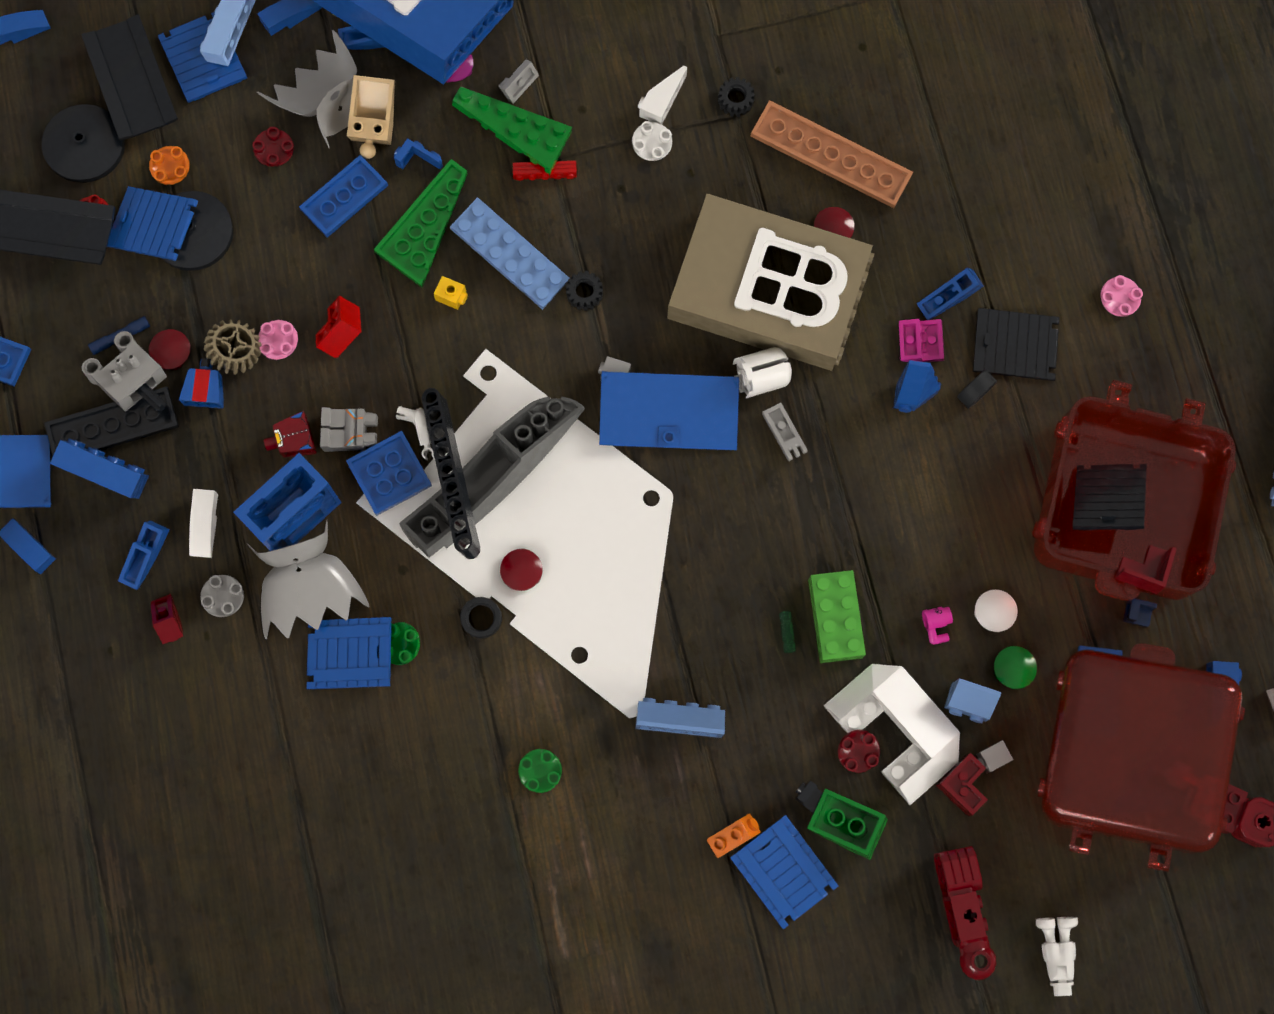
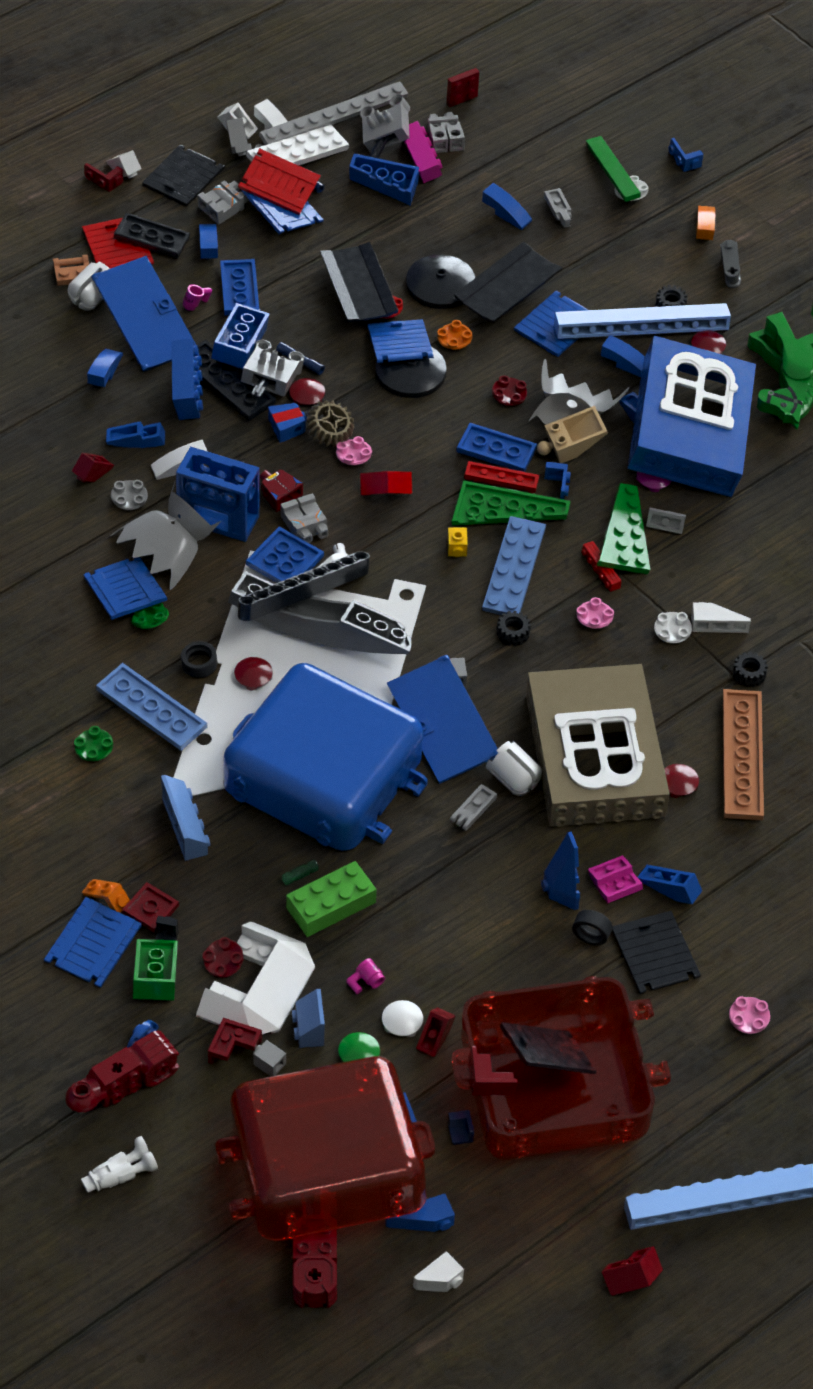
camera: 65 degrees right, 25 degrees down
(64, 384) = (240, 335): none -> blue brick
(384, 209) = (501, 477): none -> red plate
(518, 691) = (151, 706): none -> medium blue plate
(602, 205) = (595, 614): none -> bright pink dish
(672, 550) = (324, 757): none -> blue container
(769, 797) = (148, 905): none -> dark red plate
(915, 868) = (142, 1030): none -> blue plate
(1026, 586) = (435, 1031): none -> dark red slope

